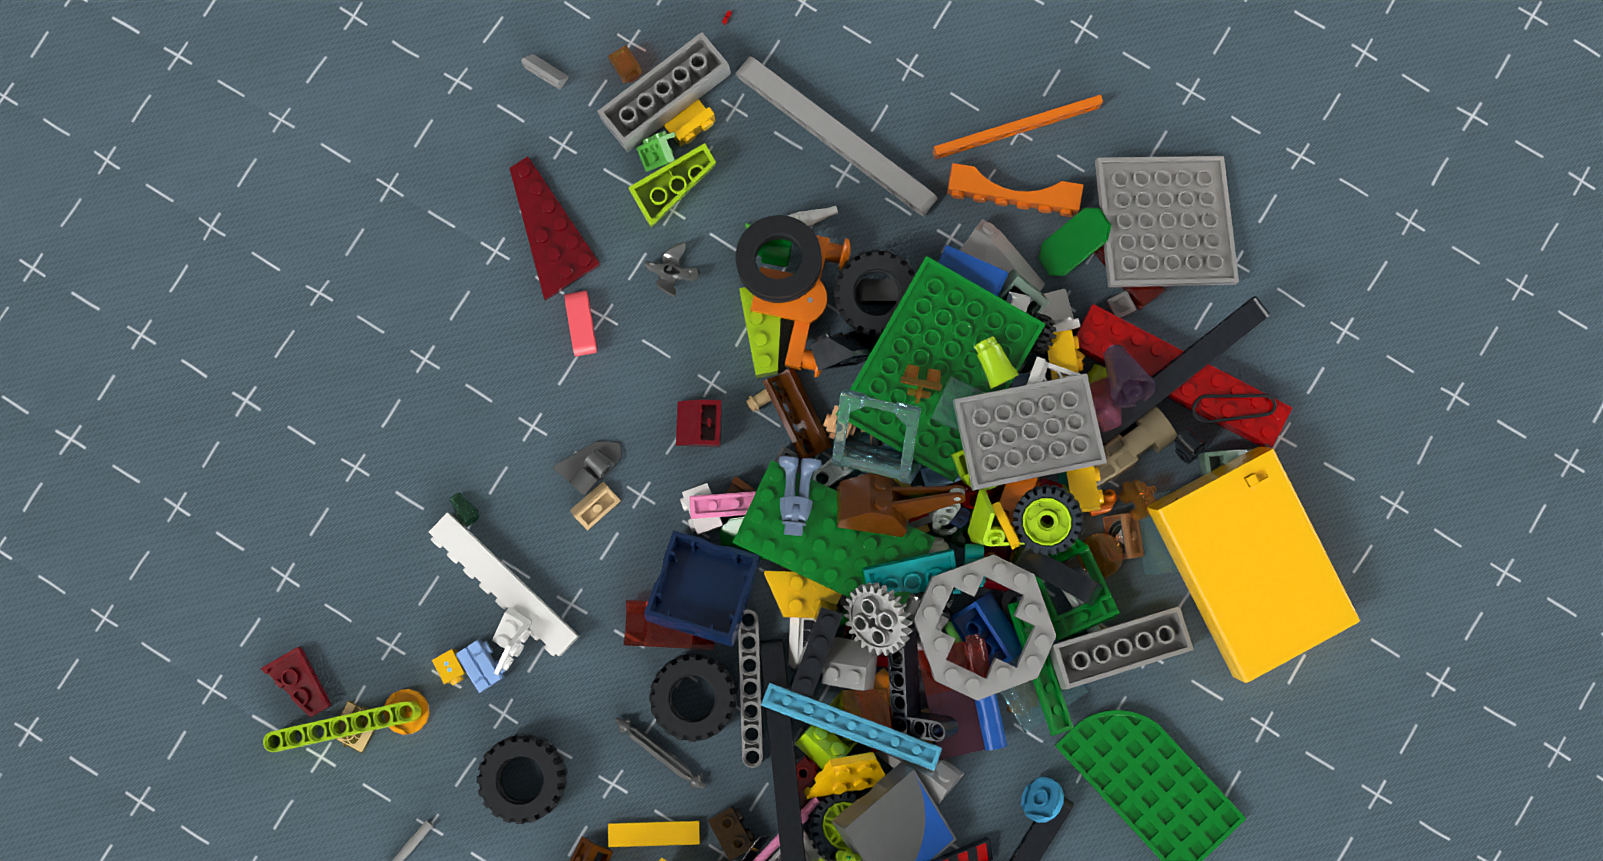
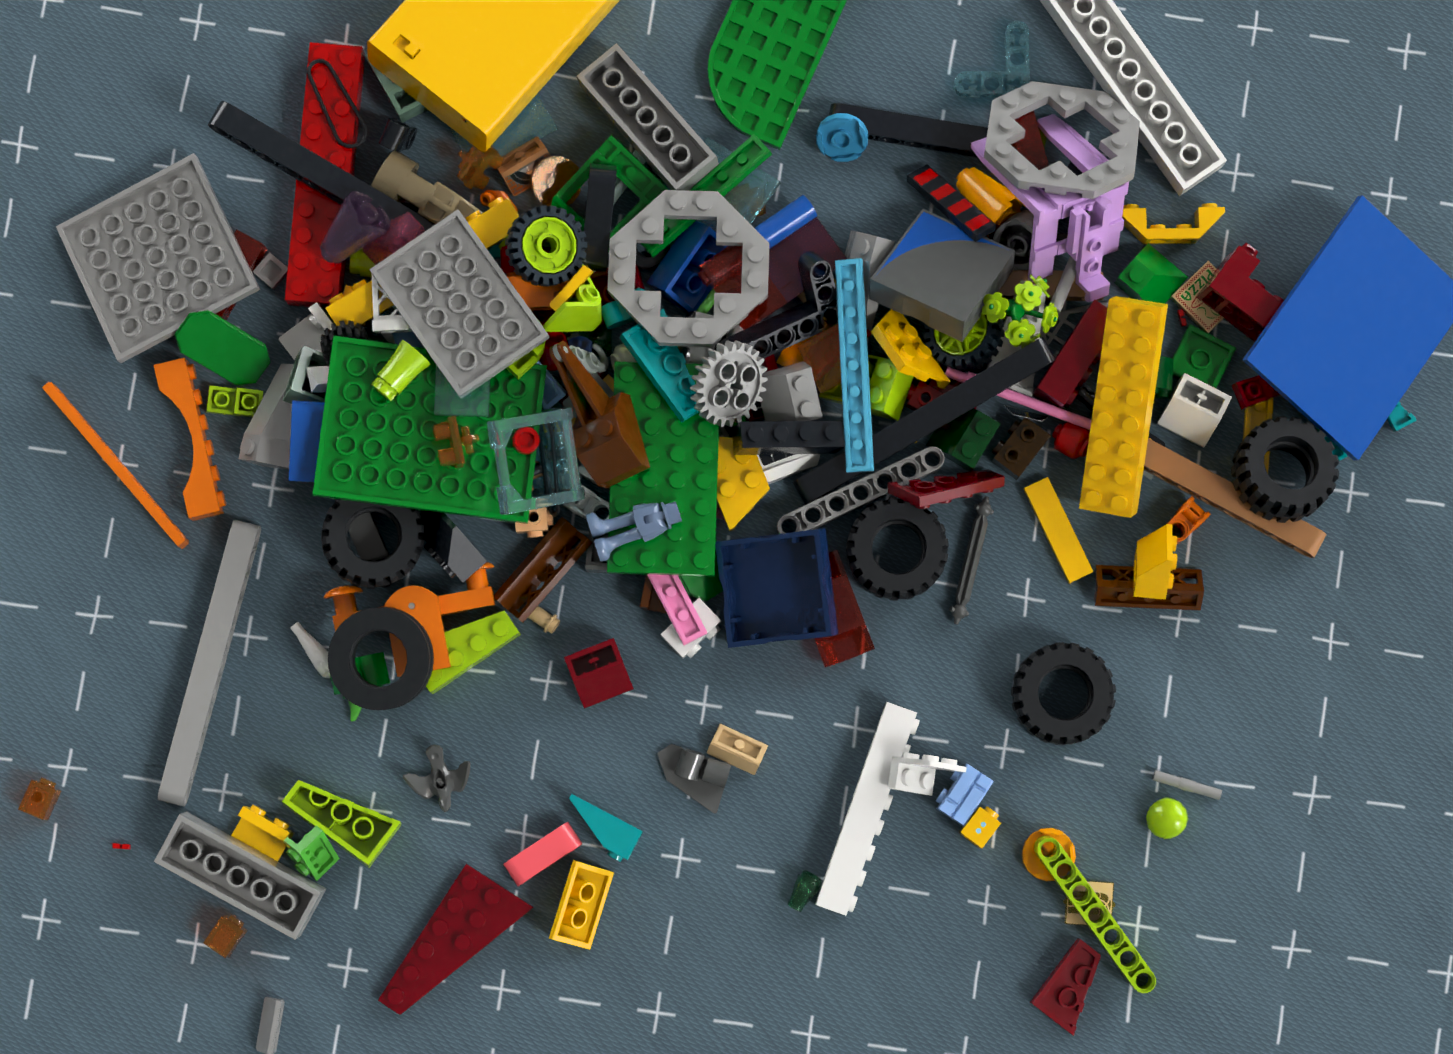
camera: 115 degrees left, 0 degrees up
(391, 818) = (1167, 818): none -> lime hair
(529, 335) = (581, 905): none -> yellow slope
(575, 381) = (612, 832): none -> teal slope
(723, 757) = (946, 488): none -> dark red wing
(756, 791) = (965, 438): none -> dark green slope
(896, 439) = (525, 440): none -> red tile
(1030, 235) = (233, 401): none -> lime slope

